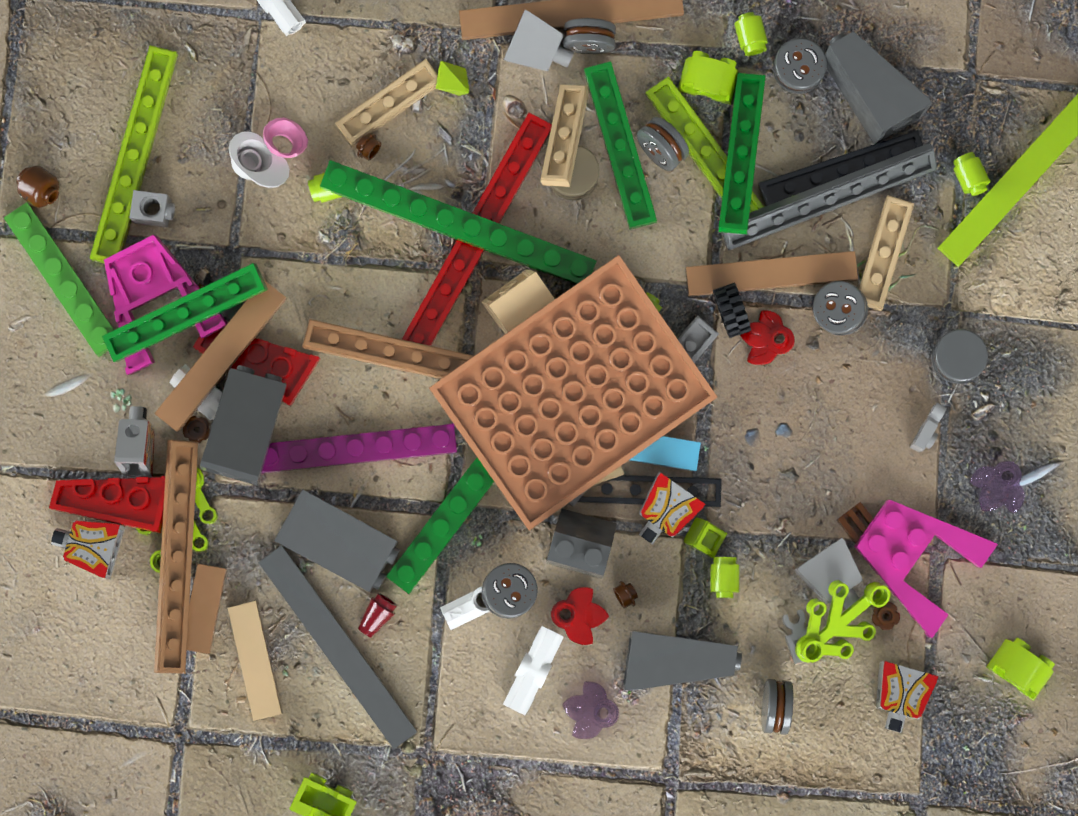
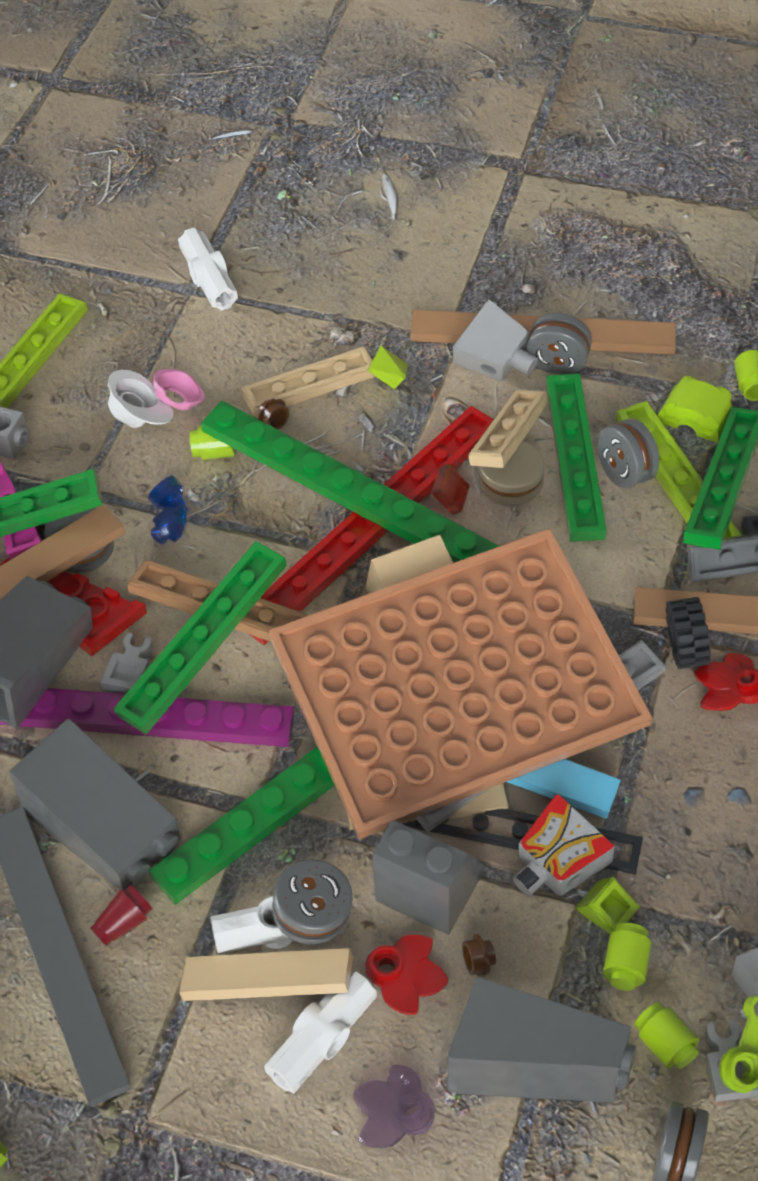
camera: 15 degrees right, 30 degrees down
(317, 273) = (172, 520): none -> clear blue arm
(322, 417) = (127, 668): none -> light grey plate
(375, 389) = (200, 637): none -> green plate
(488, 641) = (266, 974): none -> tan tile
(528, 200) = (450, 489): none -> clear red tile
(758, 628) = (667, 1036): none -> lime brick

